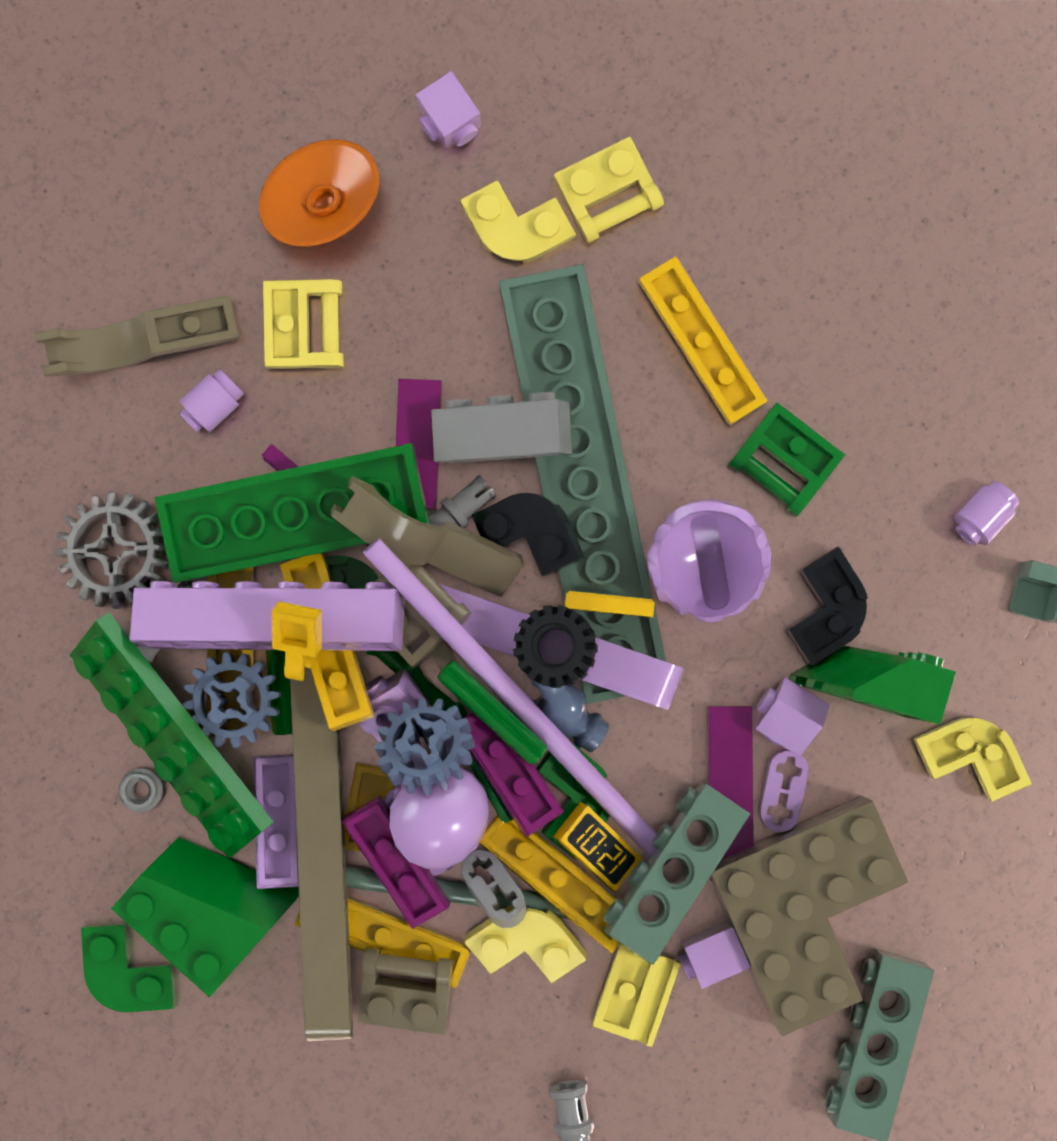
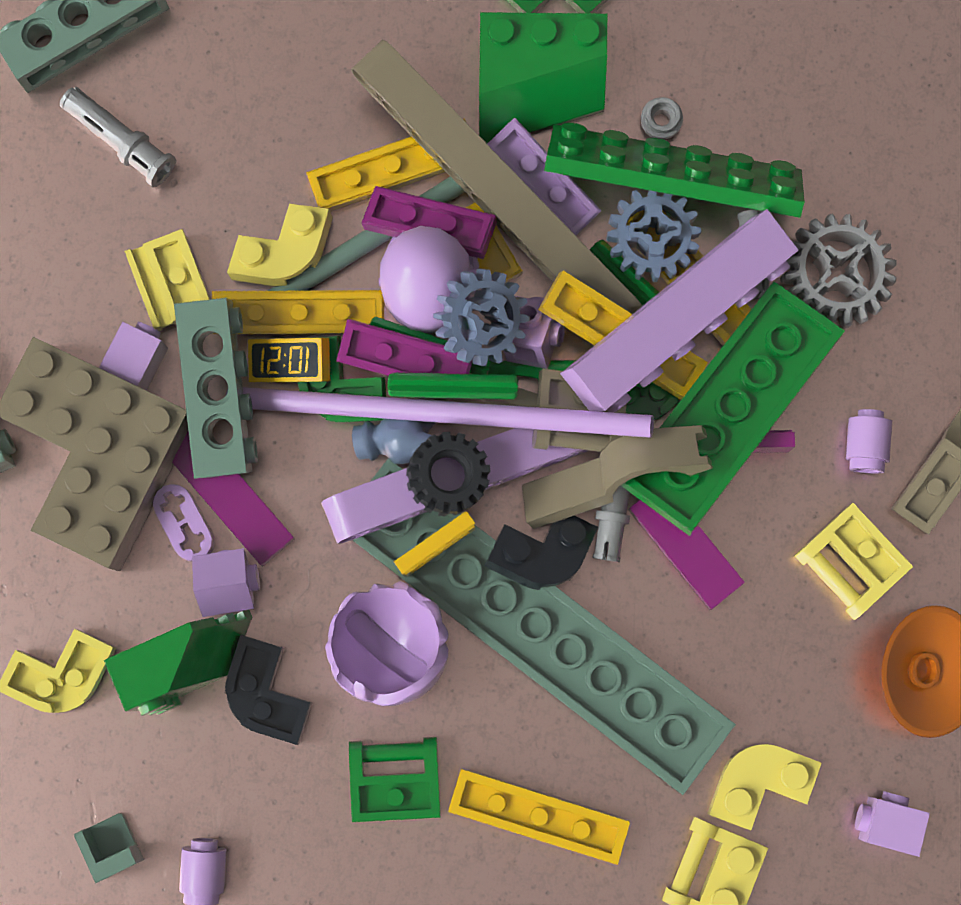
camera: 140 degrees right, 5 degrees down
(299, 634) = (648, 313): yellow plate -> none
(403, 1002) = (336, 130): dark tan plate -> none
(501, 429) = (632, 608): light grey brick -> none
(501, 883) = (343, 255): light grey beam -> none

